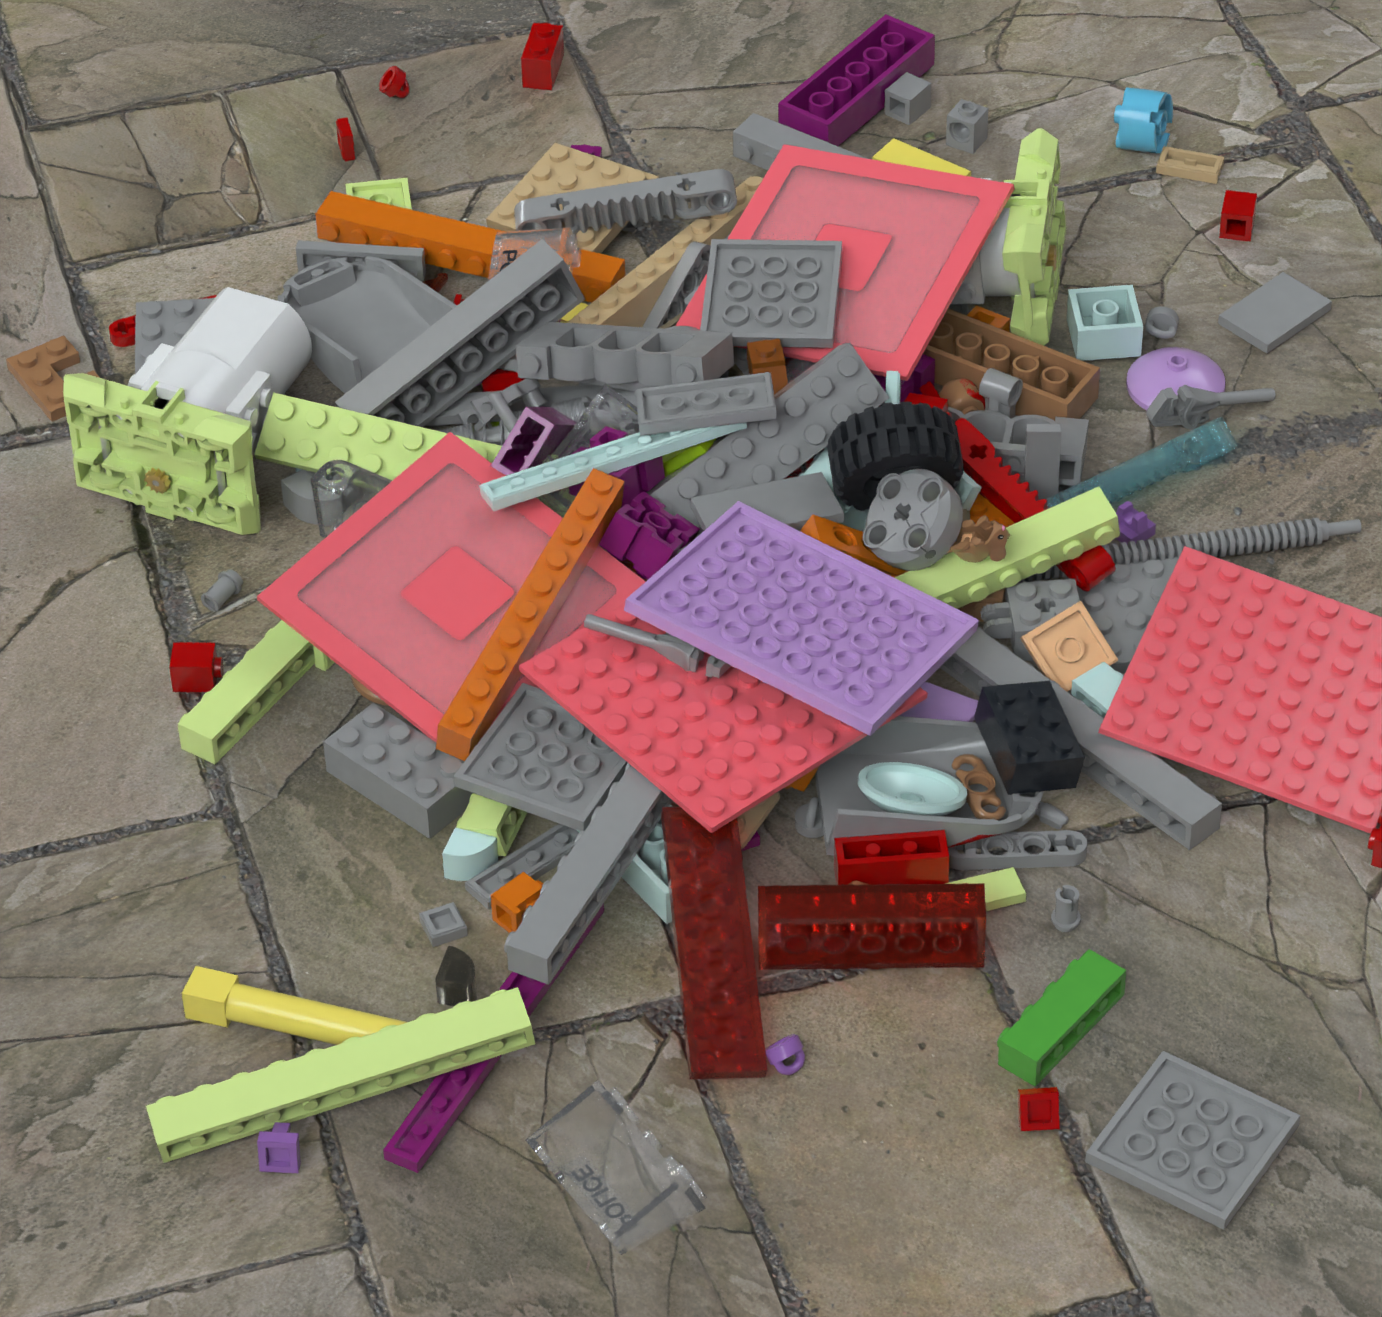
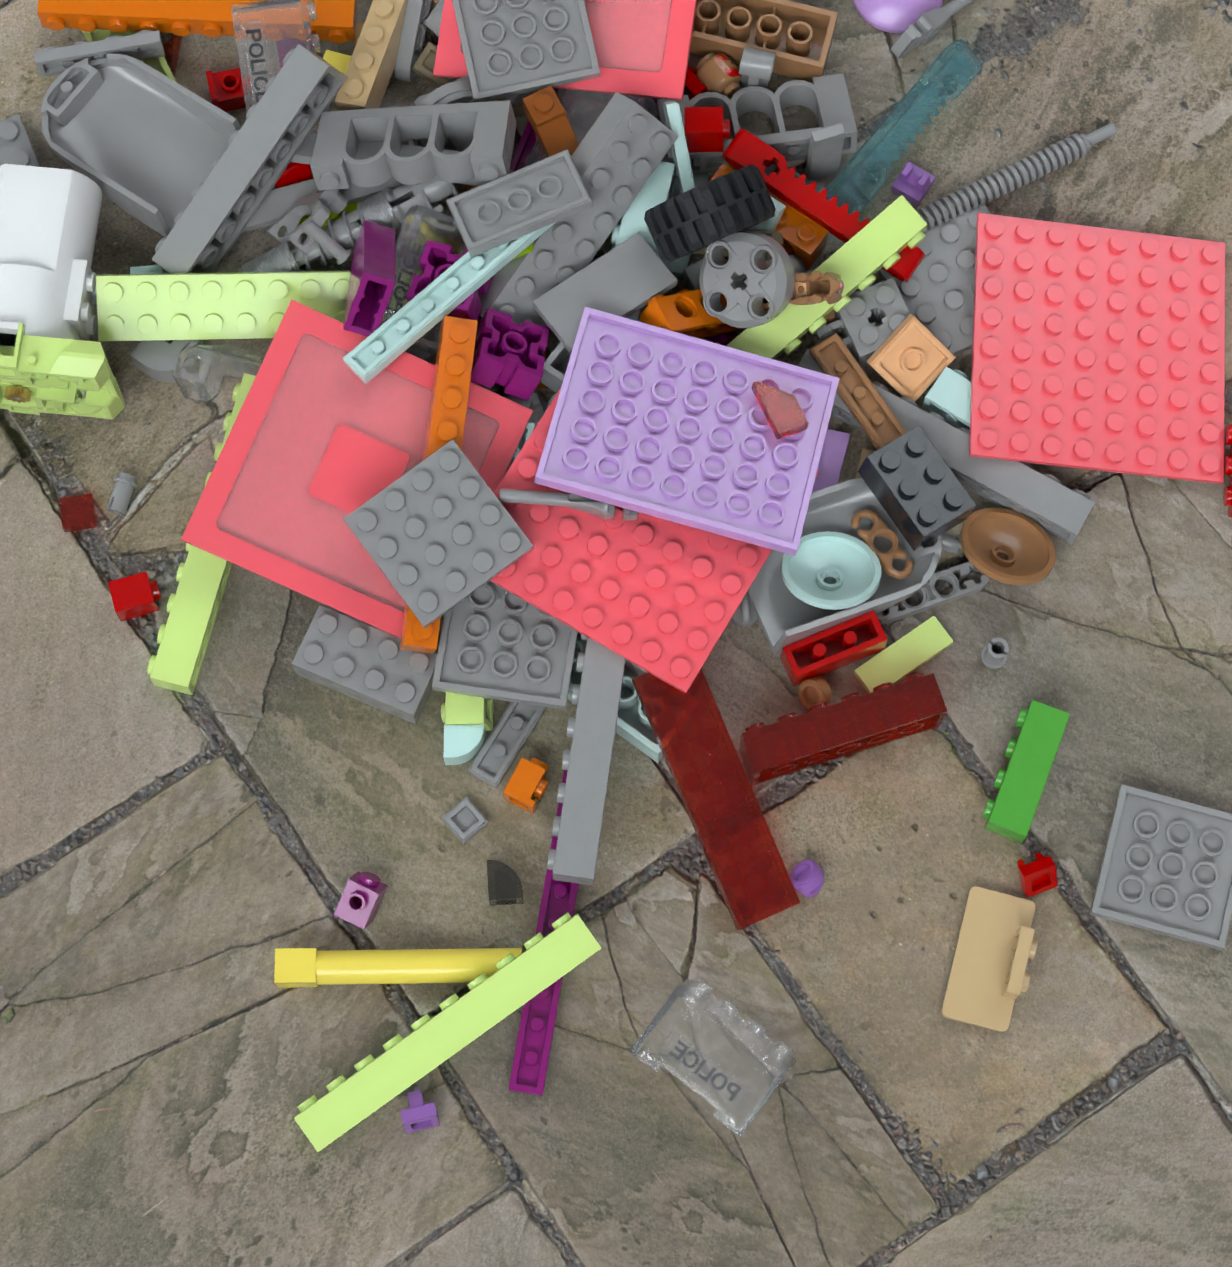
camera: 20 degrees left, 30 degrees up
(172, 597) = (78, 512): none -> clear red tile
(304, 951) = (361, 899): none -> brick
(511, 635) = (438, 533): none -> light grey plate
(903, 620) = (780, 410): none -> clear red tile
(956, 1172) = (990, 959): none -> tan bracket
(997, 648) = (857, 392): none -> medium nougat tile
(1111, 821) = (1007, 546): none -> medium nougat dish

